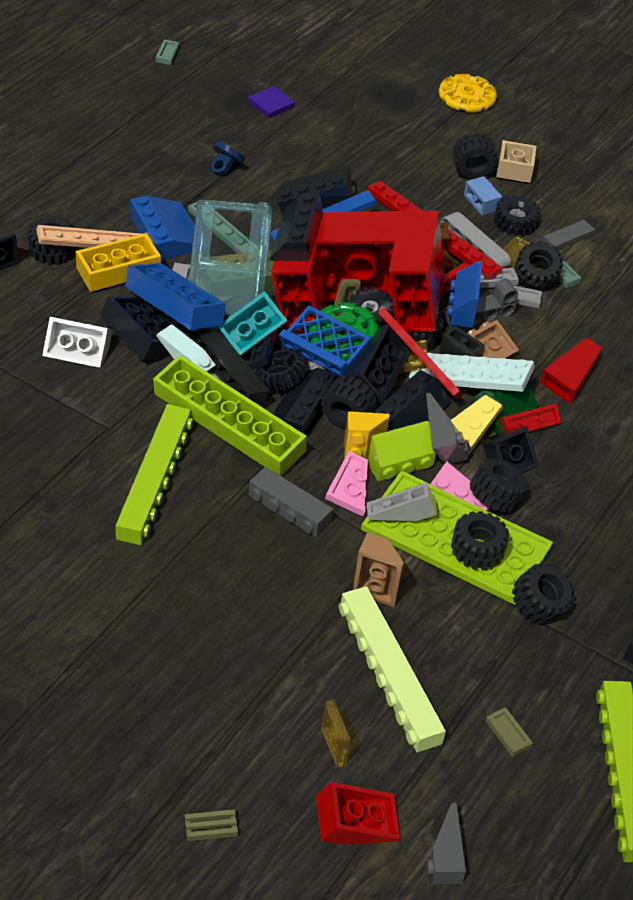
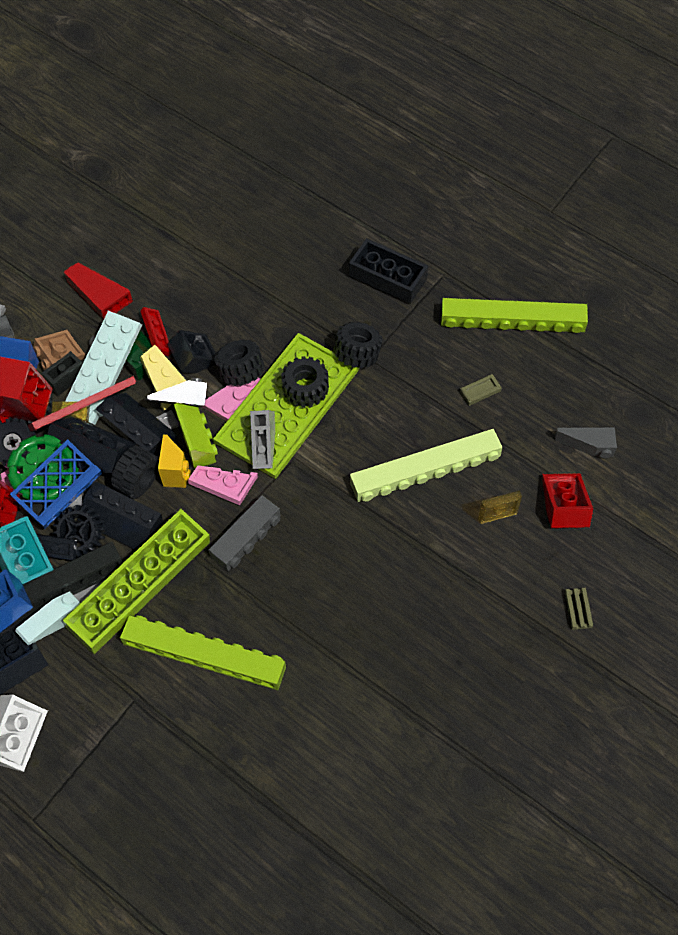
camera: 80 degrees left, 15 degrees up
(378, 569) = (339, 460): medium nougat slope -> none

